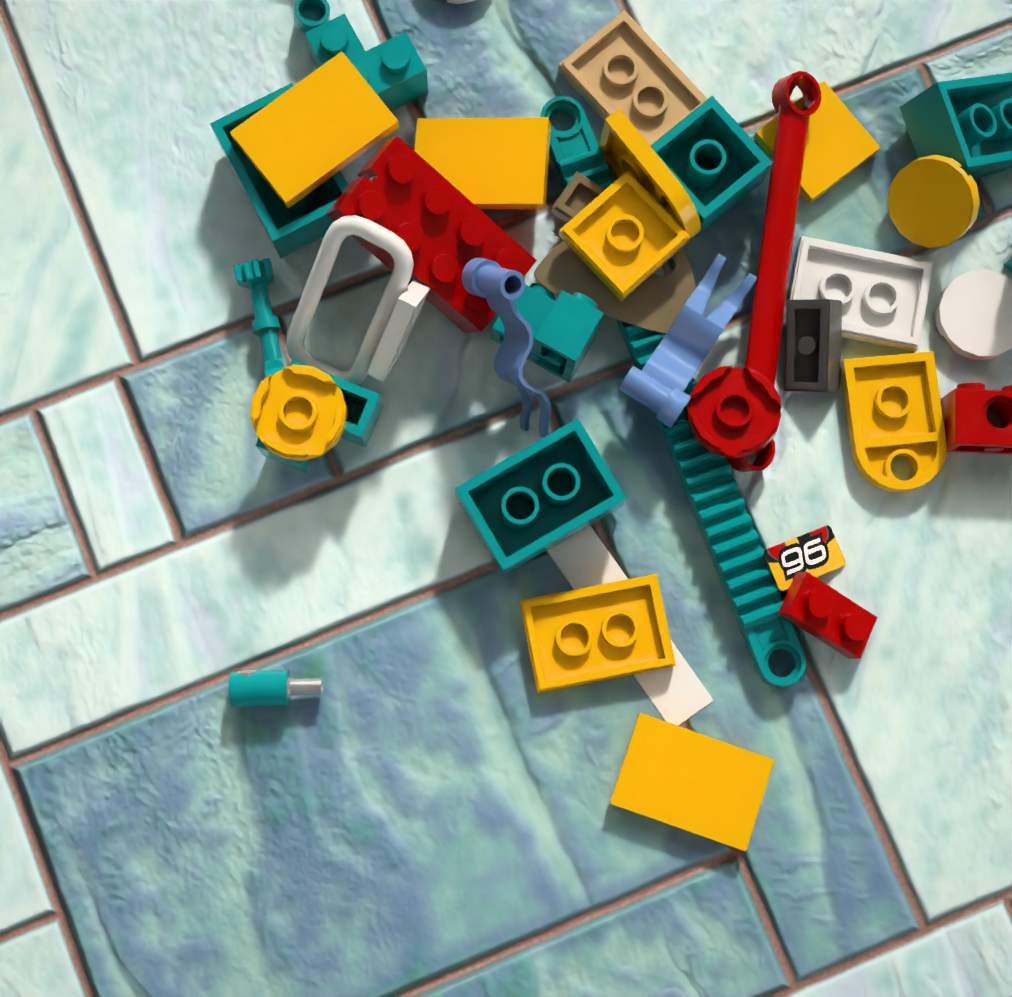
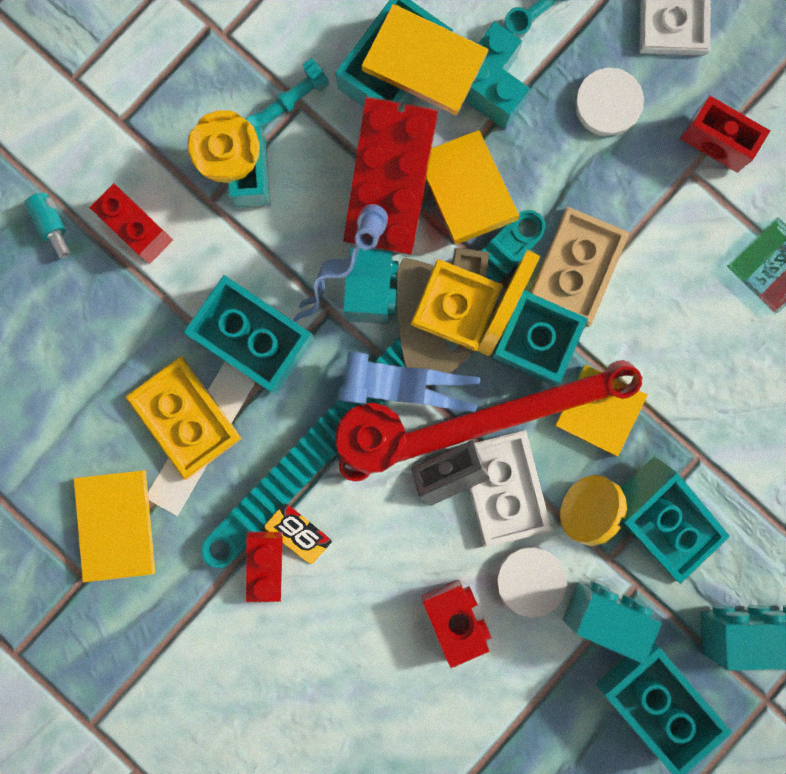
camera: 75 degrees right, 5 degrees up
(326, 580) = (131, 223): none -> red brick
(394, 314) = (322, 177): white bar -> none
(894, 413) = (430, 551): yellow tile -> none

